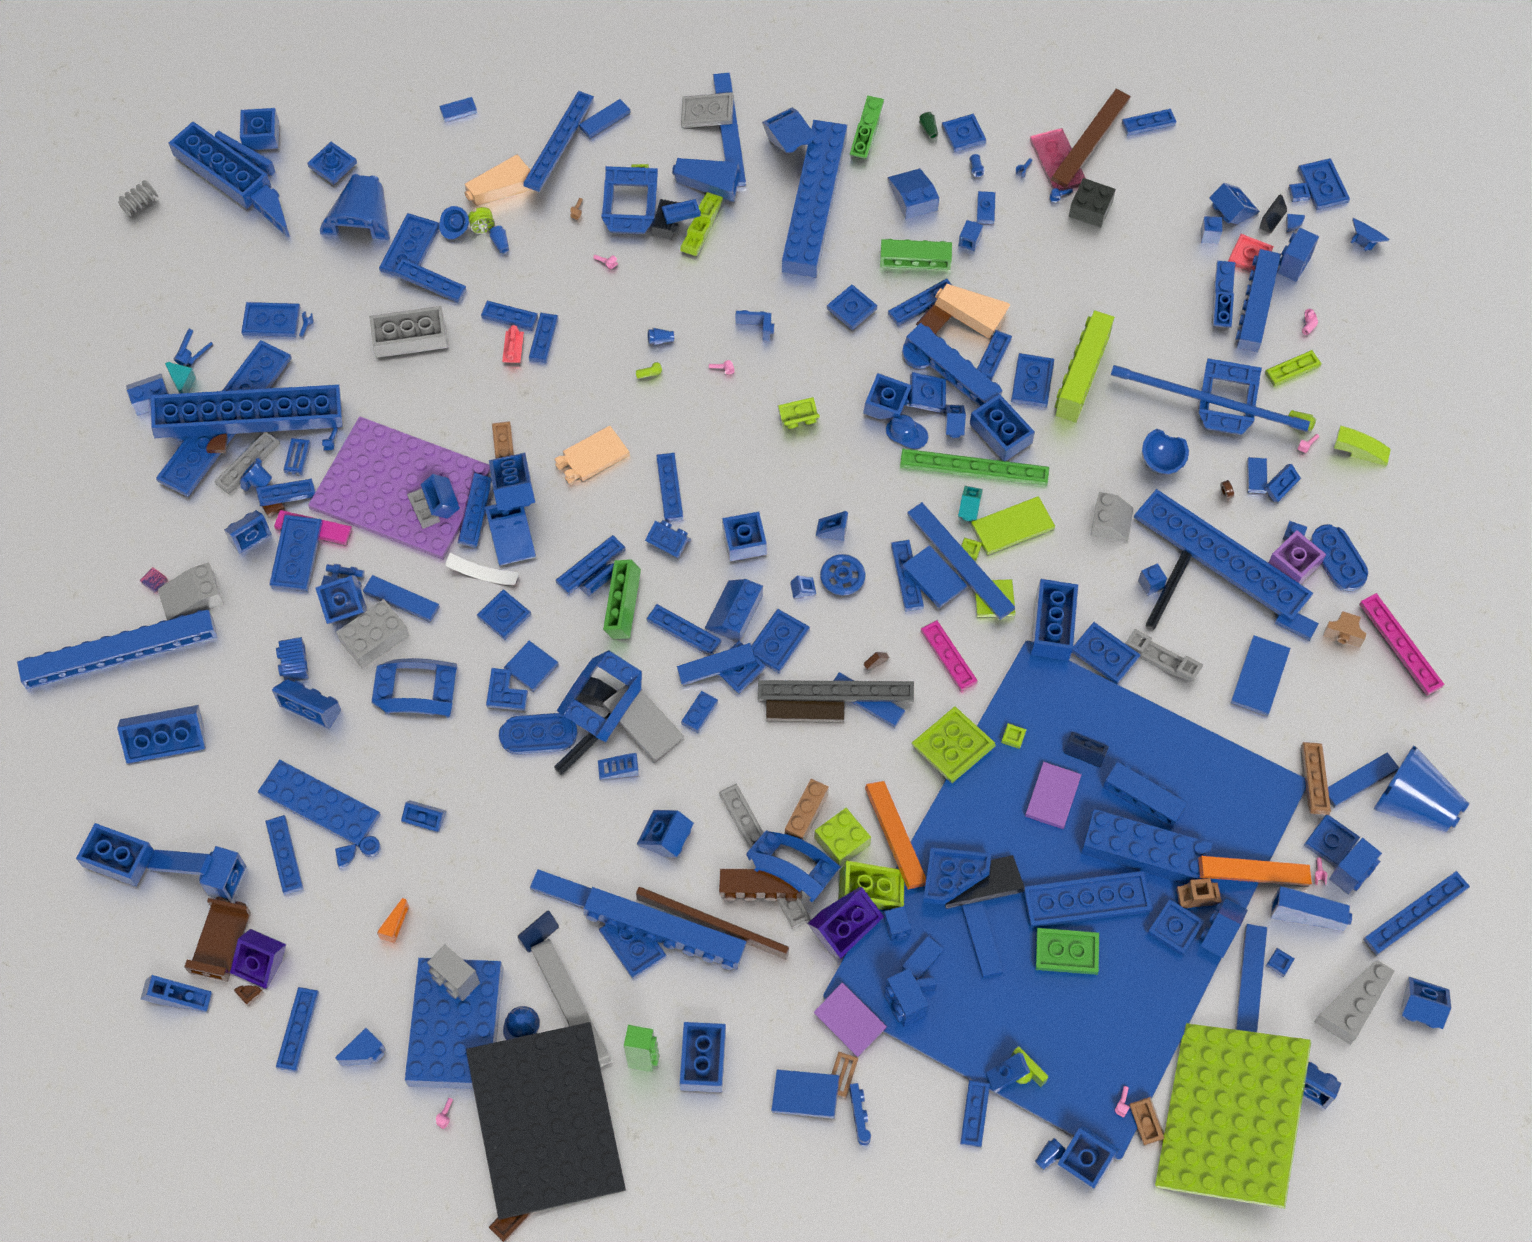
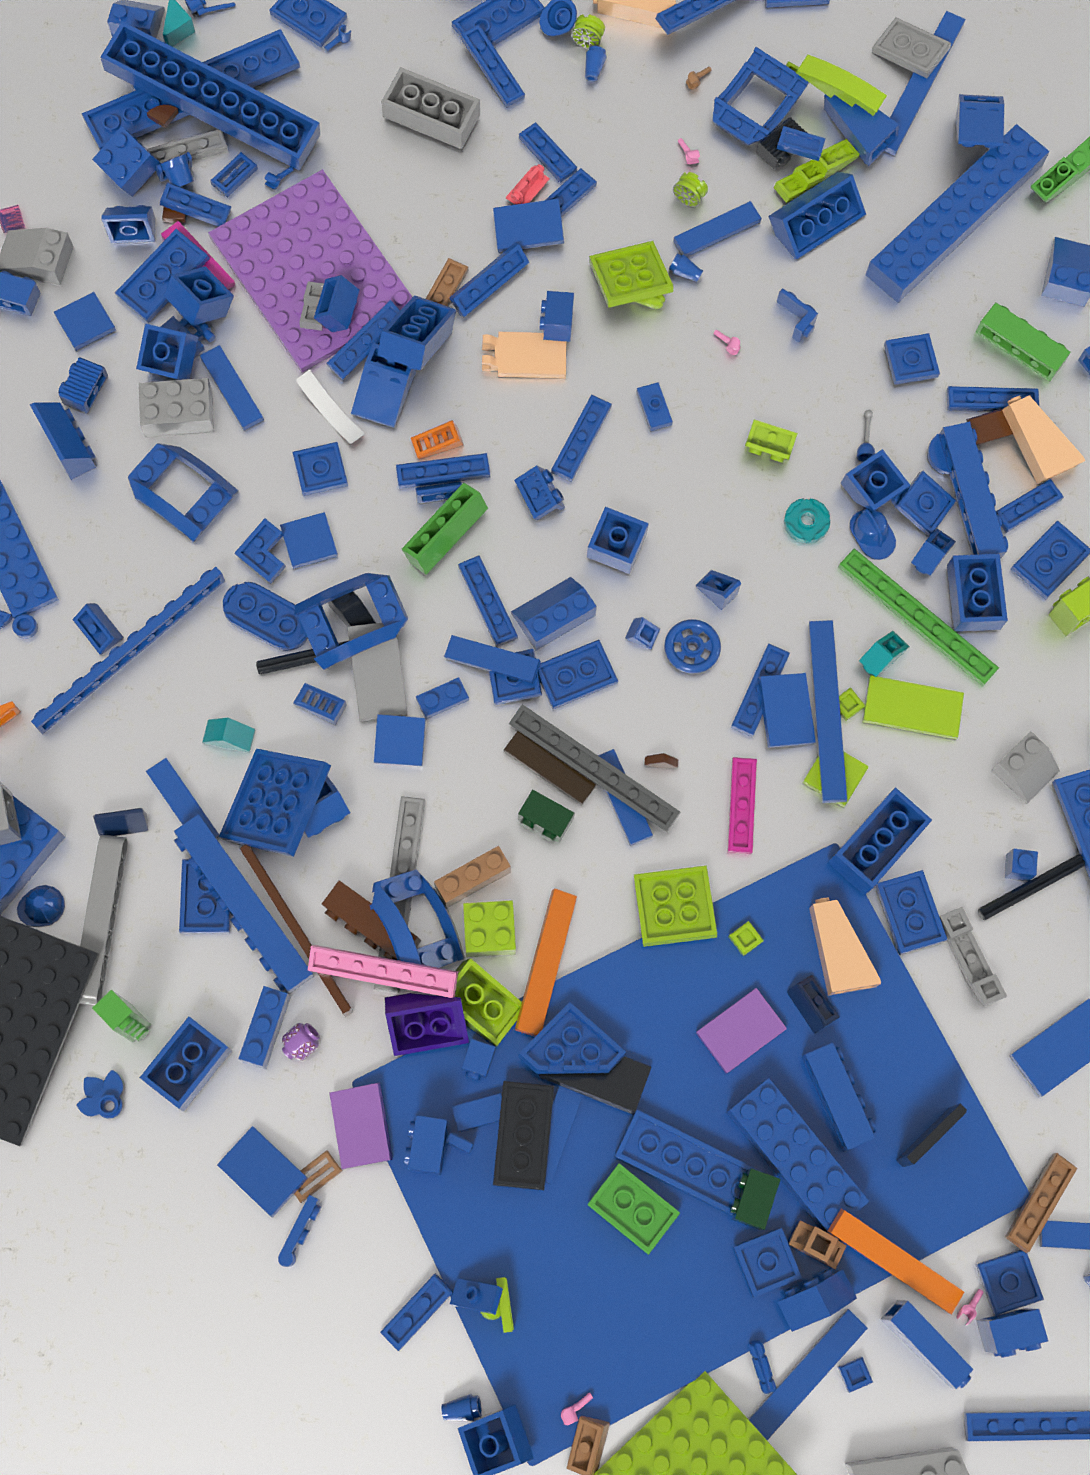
camera: 30 degrees right, 10 degrees up
(215, 490) = (126, 161): none -> blue brick
(261, 617) = (84, 321): none -> blue tile
(336, 549) = (198, 296): none -> blue brick
(455, 821) = (123, 654): none -> blue plate
(531, 420) = (489, 280): none -> blue plate
(532, 370) = (528, 225): none -> blue tile
(566, 543) = (433, 433): none -> orange slope
(569, 826) = (229, 734): none -> teal slope
(597, 416) = (558, 316): none -> blue brick
(626, 283) = (690, 189): none -> lime wheel
(627, 360) = (631, 274): none -> lime plate
(639, 845) = (275, 801): none -> blue plate
(655, 1119) = (99, 1093): none -> blue plate
(662, 299) = (717, 229): none -> blue tile
(681, 157) = (839, 82): none -> lime slope
(691, 755) = (399, 740): none -> blue tile
(704, 437) = (654, 406): none -> blue plate
(723, 250) = (818, 214): none -> blue slope
(738, 999) = (264, 1027): none -> blue brick
(769, 992) = (300, 1041): none -> medium lavender head
(794, 905) = (383, 971): none -> bright pink tile
(826, 742) = (545, 816): none -> dark green brick
(858, 459) = (802, 532): none -> teal tile
(865, 382) = (866, 450): none -> hinge
(963, 952) = (523, 1135): none -> black tile
(1080, 704) = (840, 951): none -> light nougat slope
(1140, 889) = (755, 1198): none -> dark green brick
(1220, 778) = (932, 1135): none -> black tile
(1220, 995) = (762, 1367): none -> blue axle

